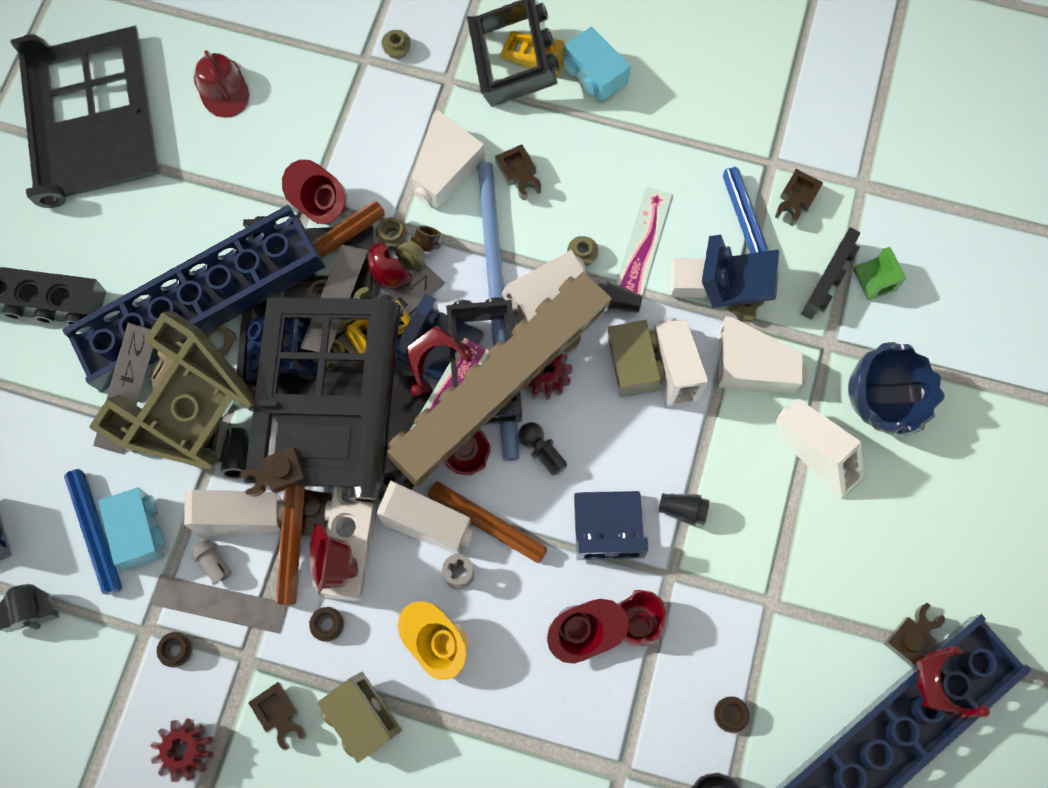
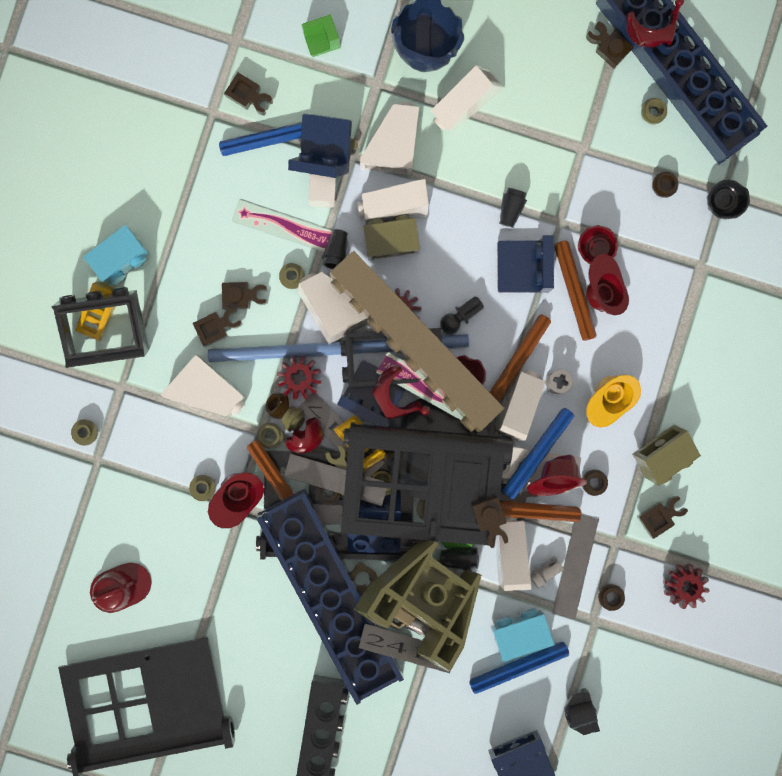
camera: 90 degrees left, 15 degrees up
(338, 166) = (210, 491): none -> olive plate
(363, 538) = (538, 453): none -> blue axle
(448, 256) = (294, 370): none -> dark red gear
(557, 196) = (239, 296): none -> dark brown plate
(580, 594) = (575, 290): none -> dark orange axle
(833, 274) = (320, 73): black plate -> none
(841, 693) = (659, 106): none -> olive plate

